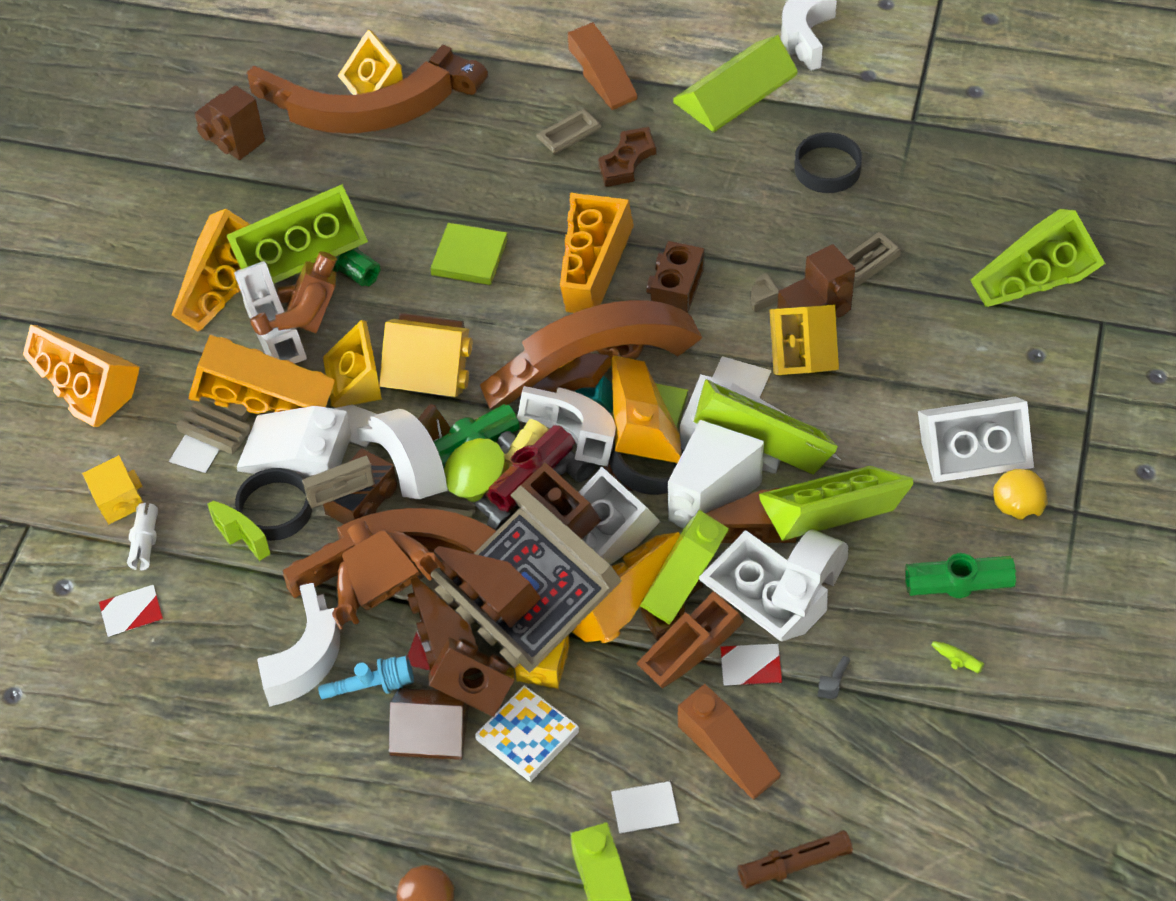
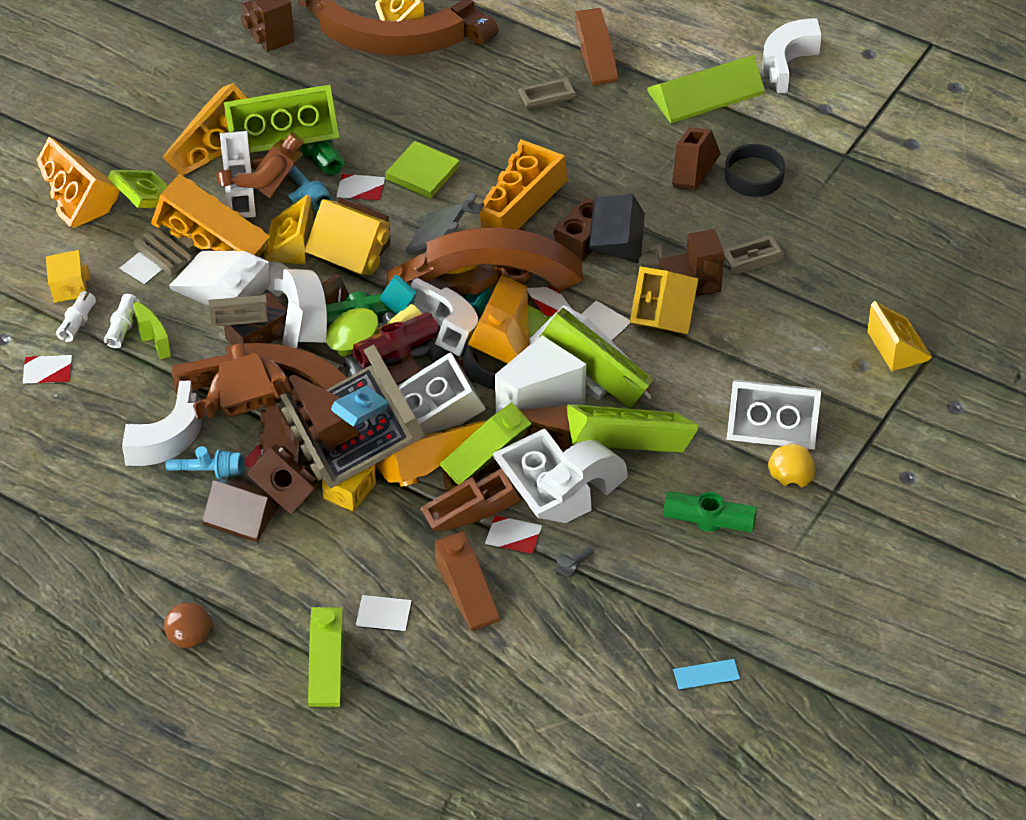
camera: 15 degrees right, 5 degrees down
(163, 358) = (139, 186): none -> lime tile
(198, 527) = (121, 321): none -> white pin
(269, 476) = (180, 299): black tyre -> none
(358, 311) = (314, 189): none -> medium azure piece
(405, 482) = (293, 325): none -> white sticker
(407, 291) = (360, 187): none -> white sticker
(512, 413) = (398, 295): none -> teal slope
(523, 314) = (442, 223): none -> dark grey flag
(527, 733) = (314, 535): tile -> none
(536, 566) = (359, 405): none -> medium azure plate
(562, 500) = (405, 369): reddish brown brick -> none
(621, 163) = (580, 129): reddish brown tile -> none
(674, 371) = (547, 299): none -> white sticker
(716, 266) = (617, 227): none -> black slope
(762, 166) = (694, 157): none -> reddish brown slope
(781, 863) = (481, 678): reddish brown pin -> none
(958, 657) = (682, 572): lime helmet -> none
(1038, 774) = (706, 674): none -> medium azure sticker
(1043, 258) = (907, 288): lime wedge -> none
(1062, 316) = (895, 338): none -> yellow slope

